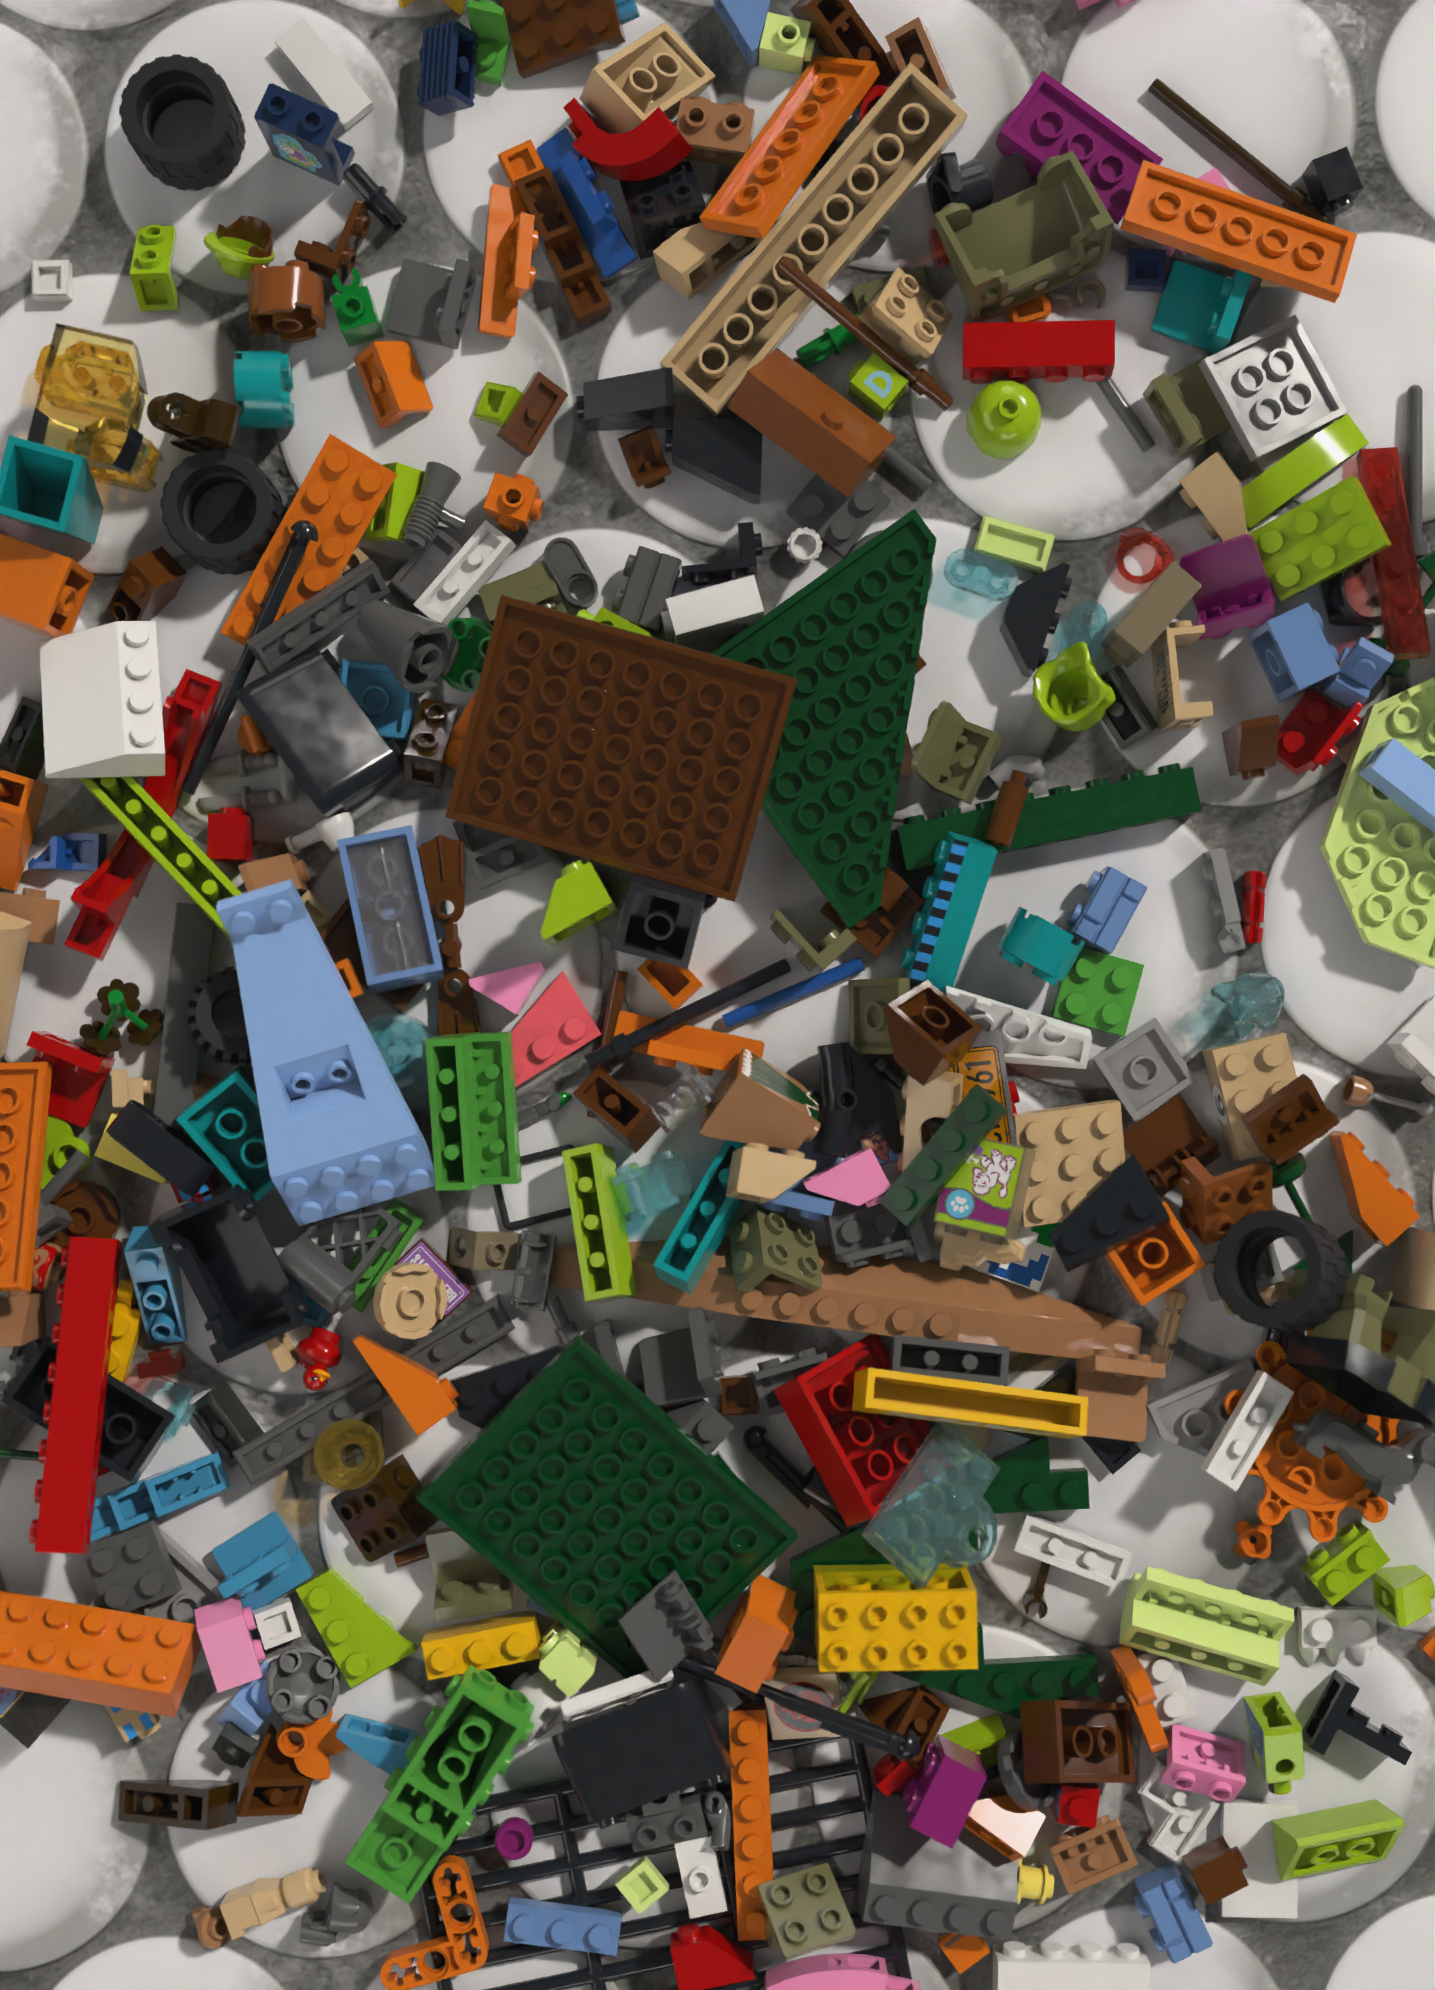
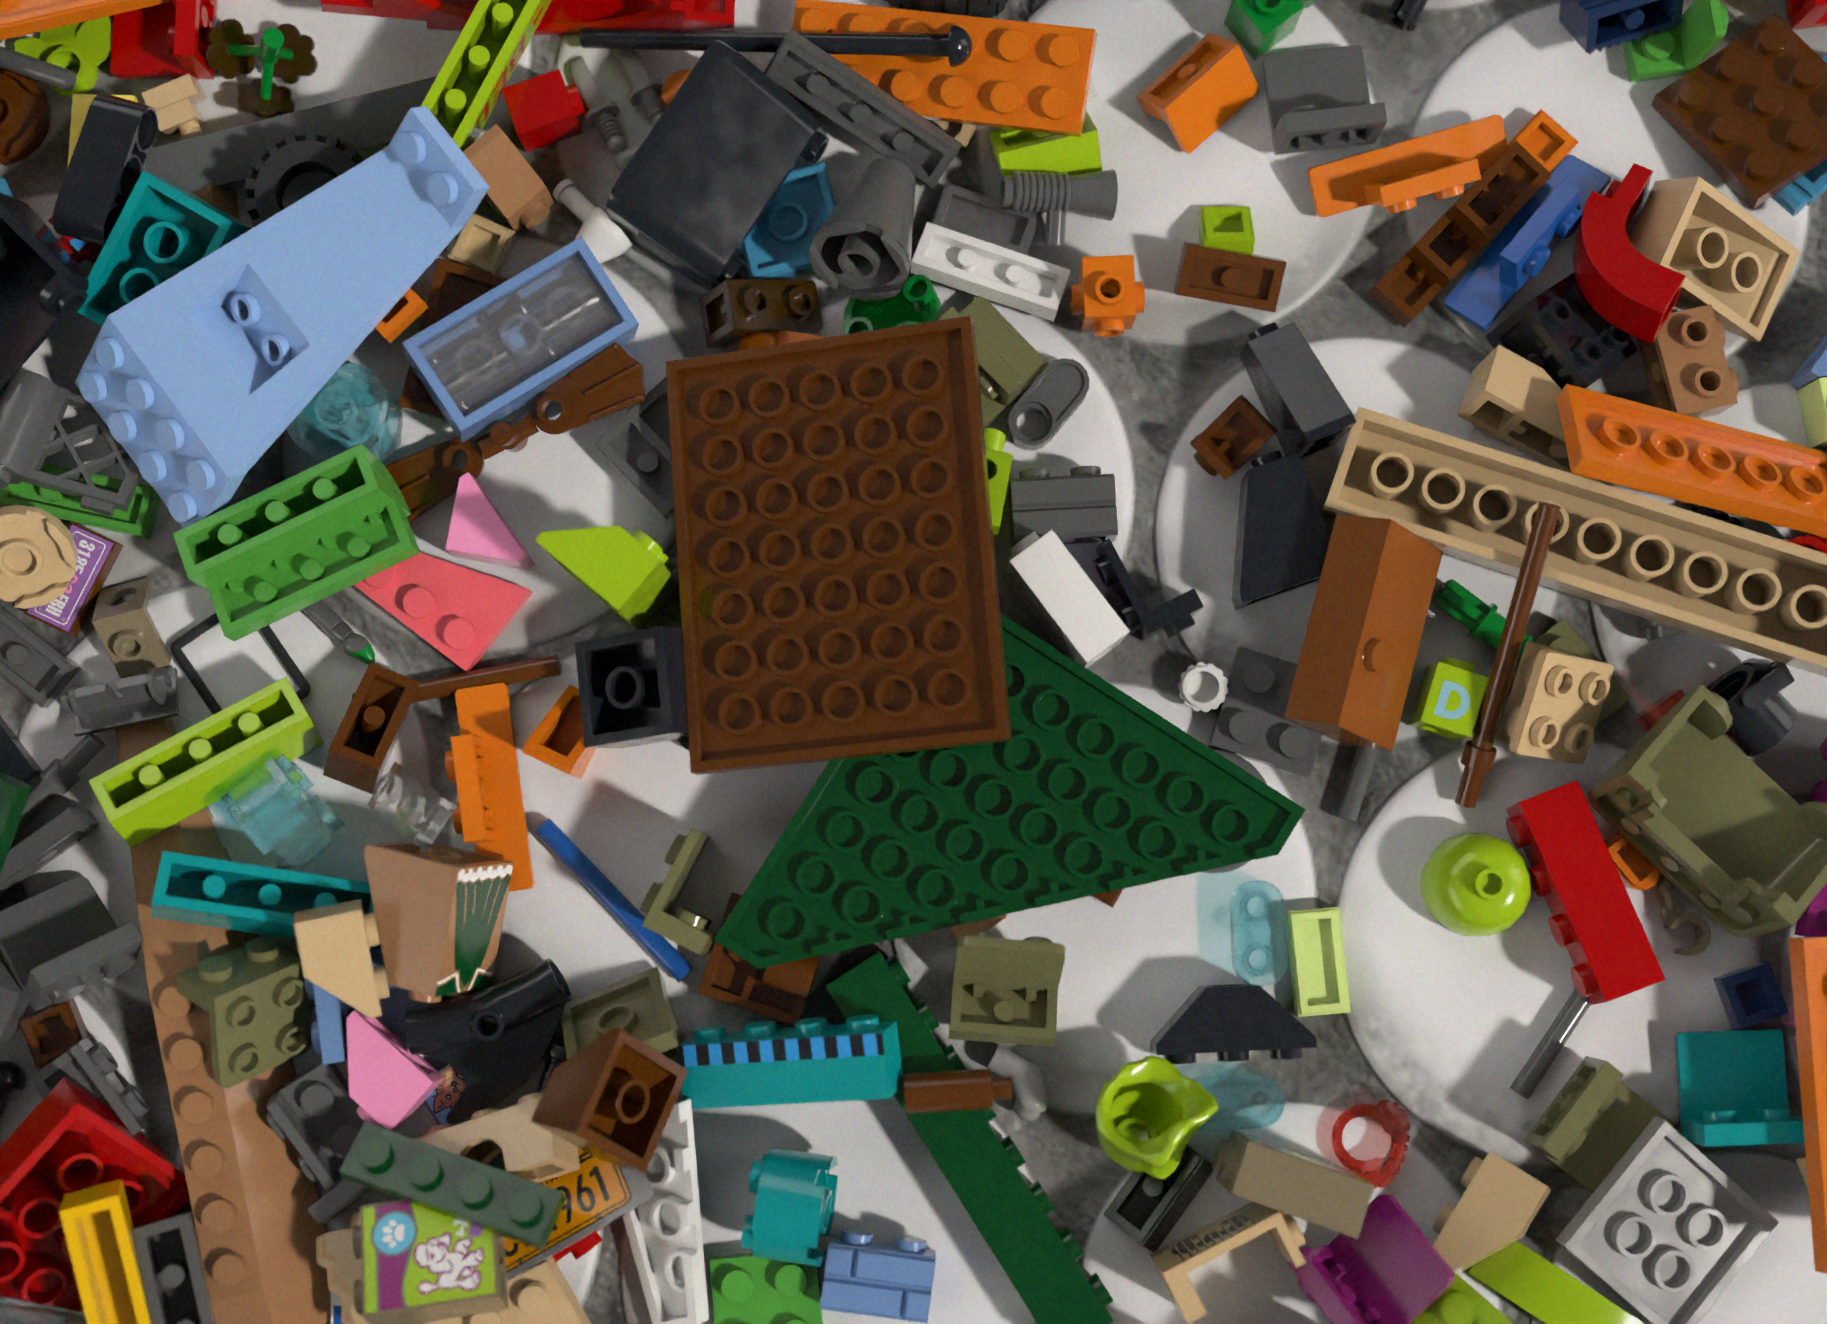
camera: 70 degrees right, 5 degrees down
(623, 1044) = (457, 702): black bar -> none

